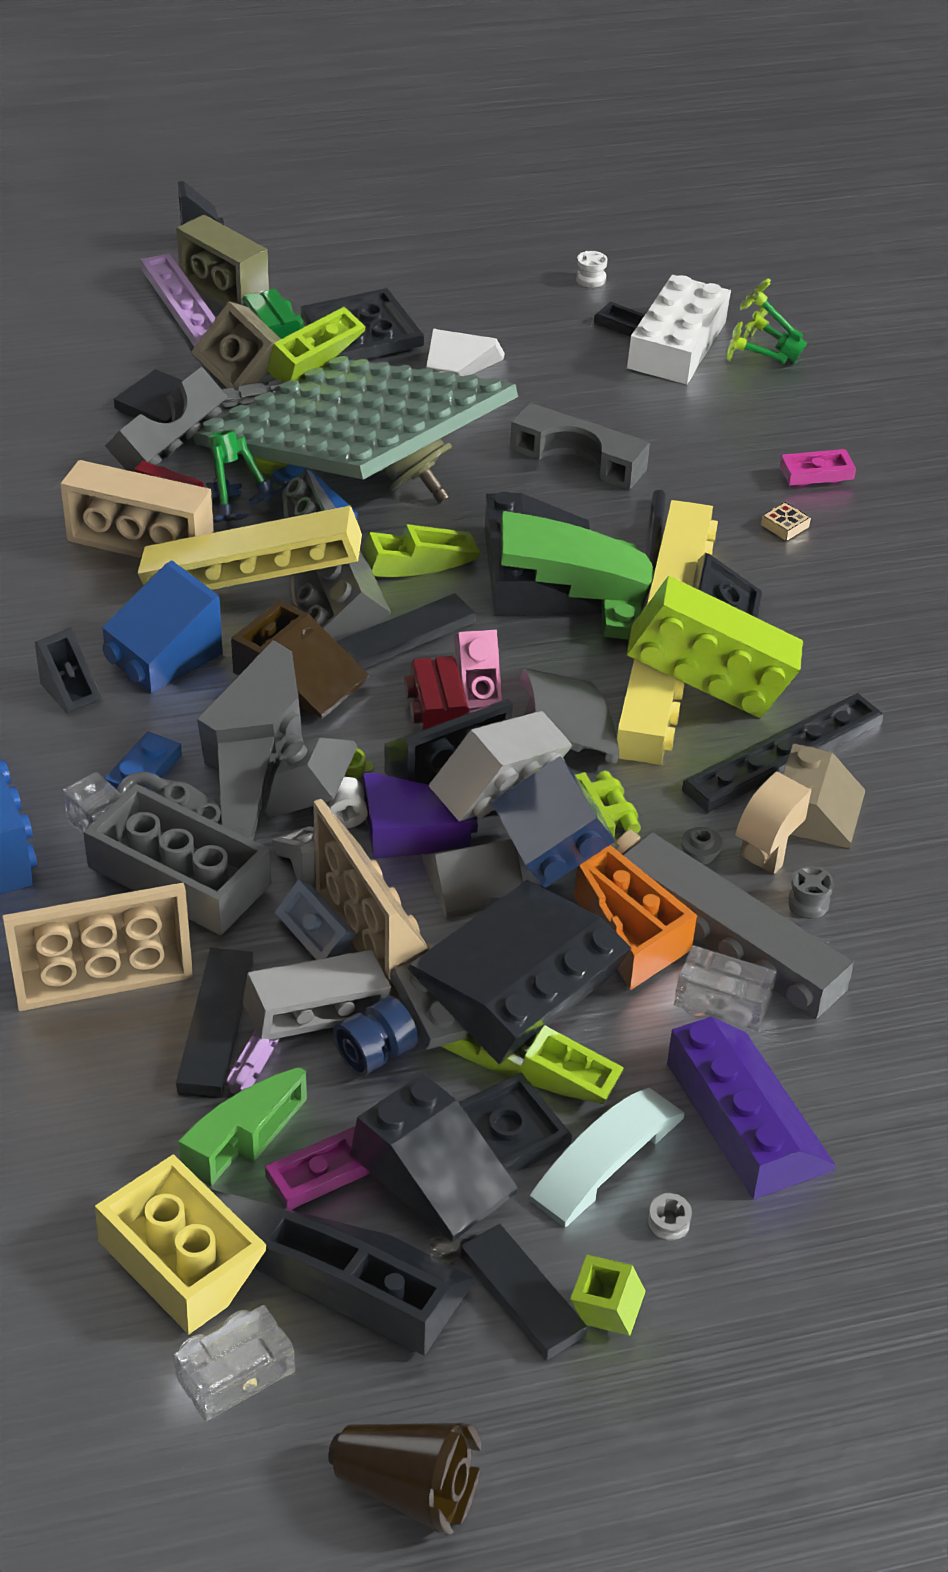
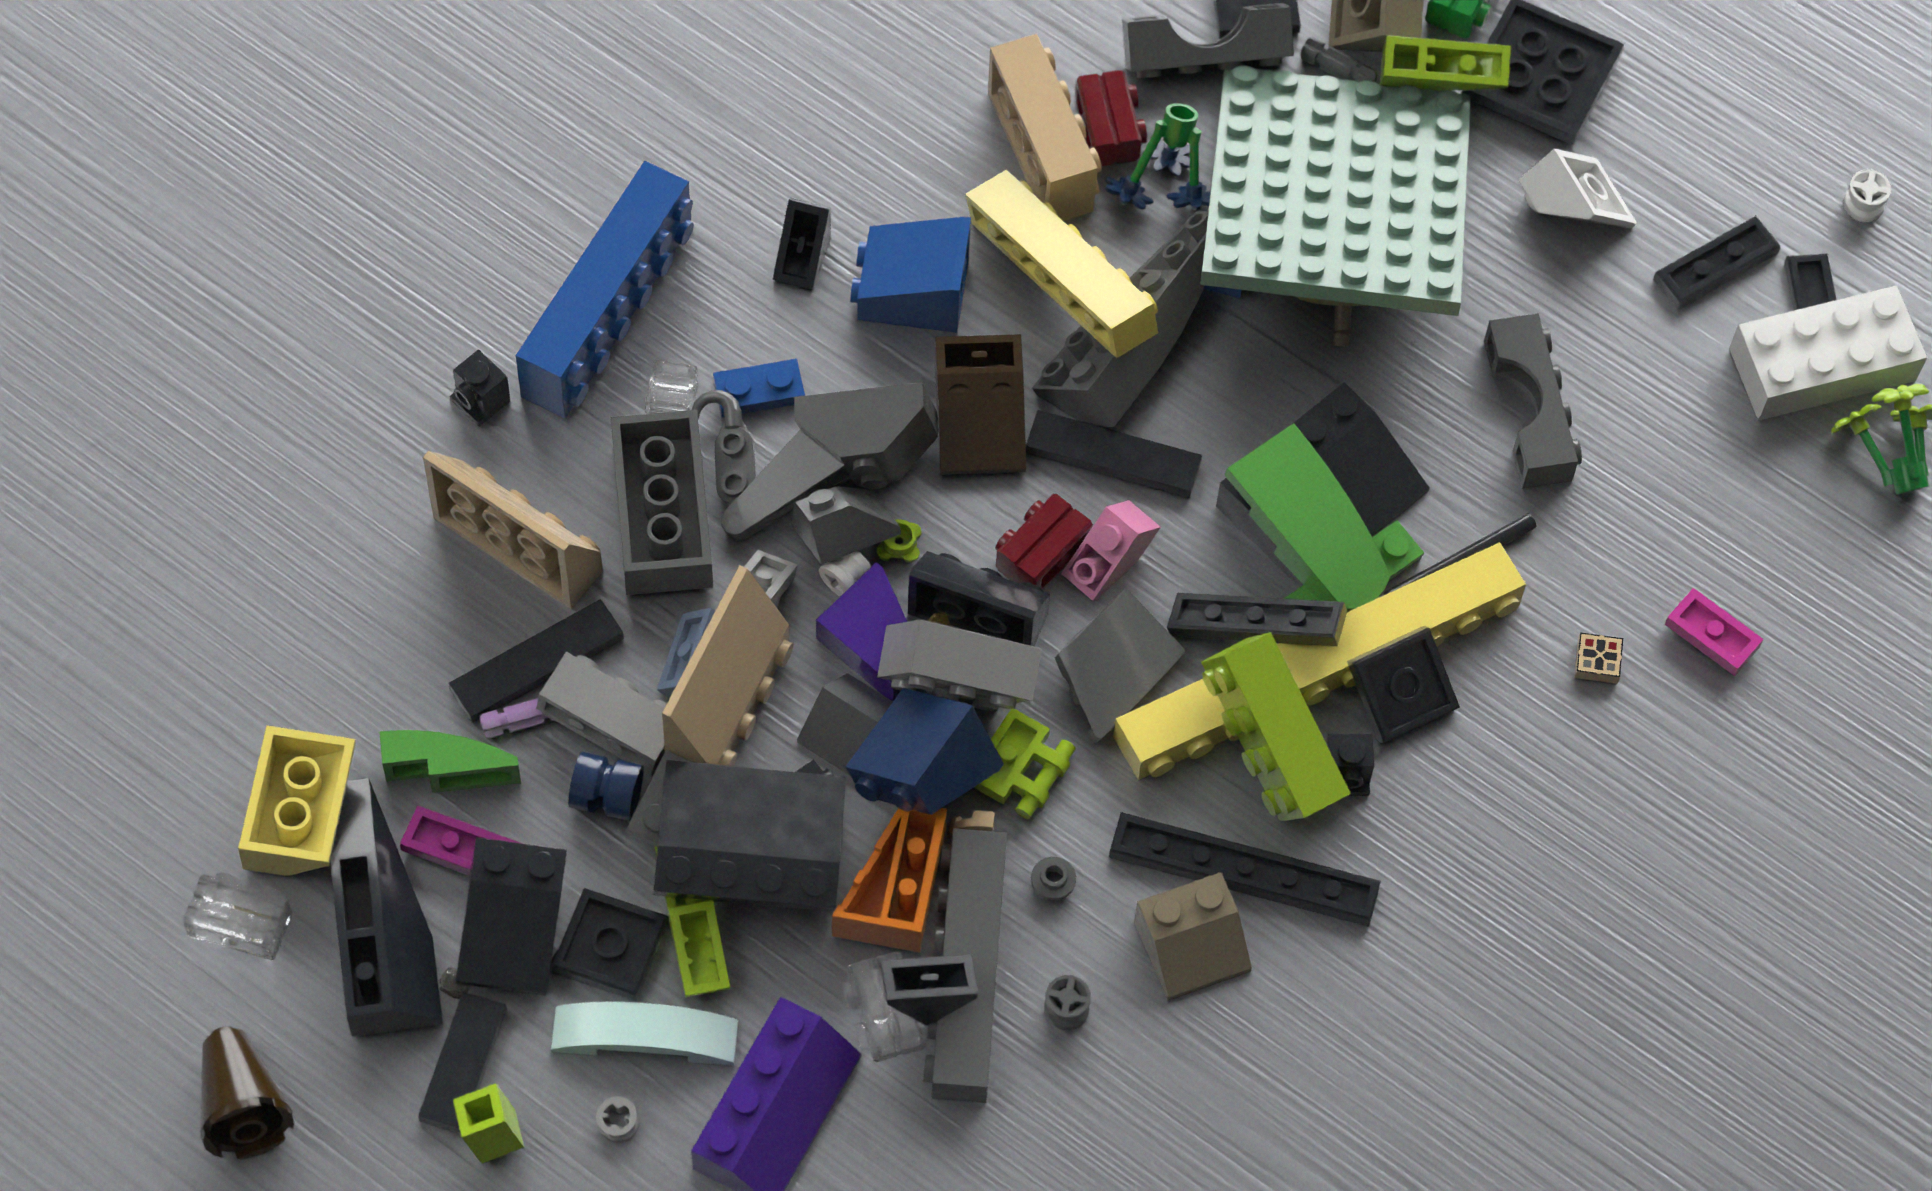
camera: 50 degrees right, 20 degrees up
(418, 551) = (1233, 383): lime slope -> none
(566, 341) = (1716, 262): none -> black tile
(604, 631) = (1244, 617): none -> black tile
(751, 930) = (929, 986): none -> black slope
(769, 820) = (1098, 916): tan brick -> none

